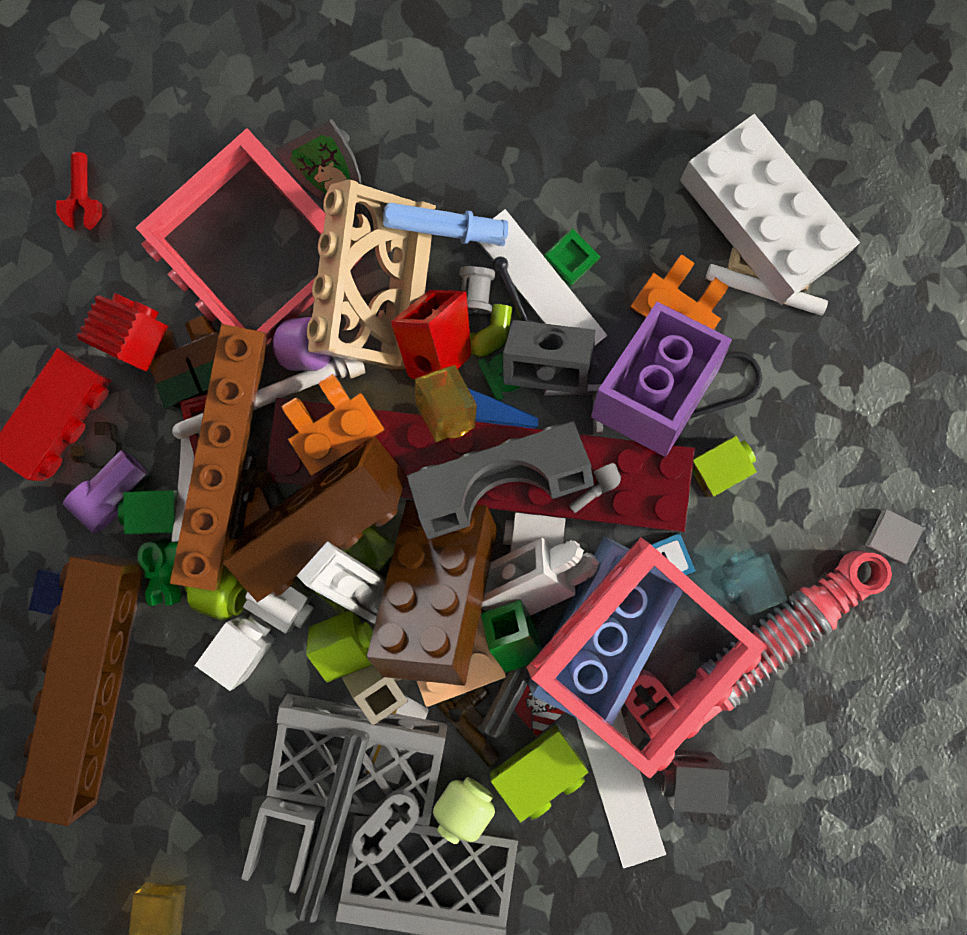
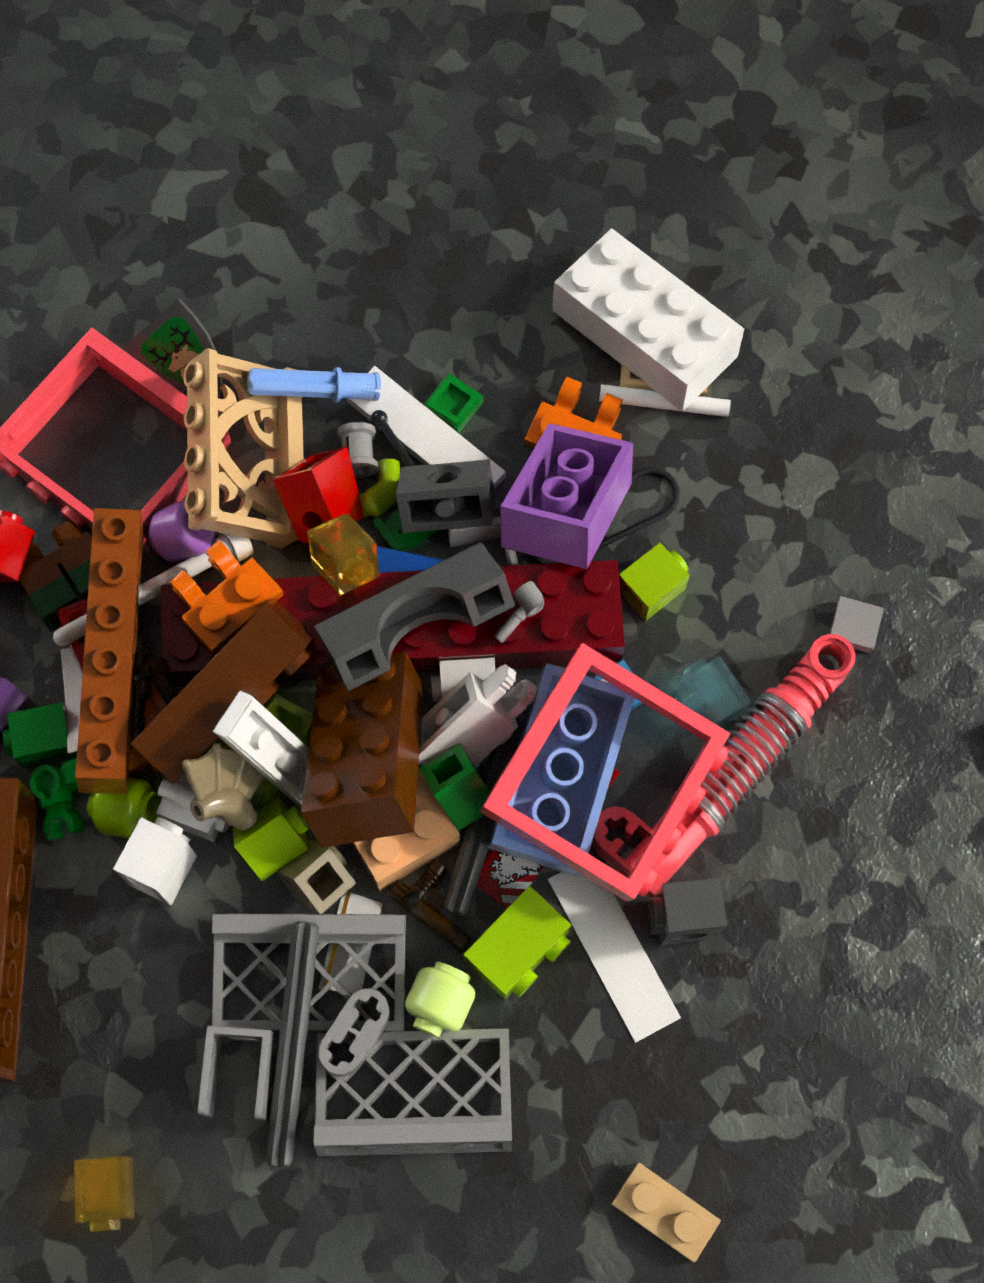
camera: 10 degrees left, 15 degrees down
(300, 612) = (223, 787): none -> dark tan arm

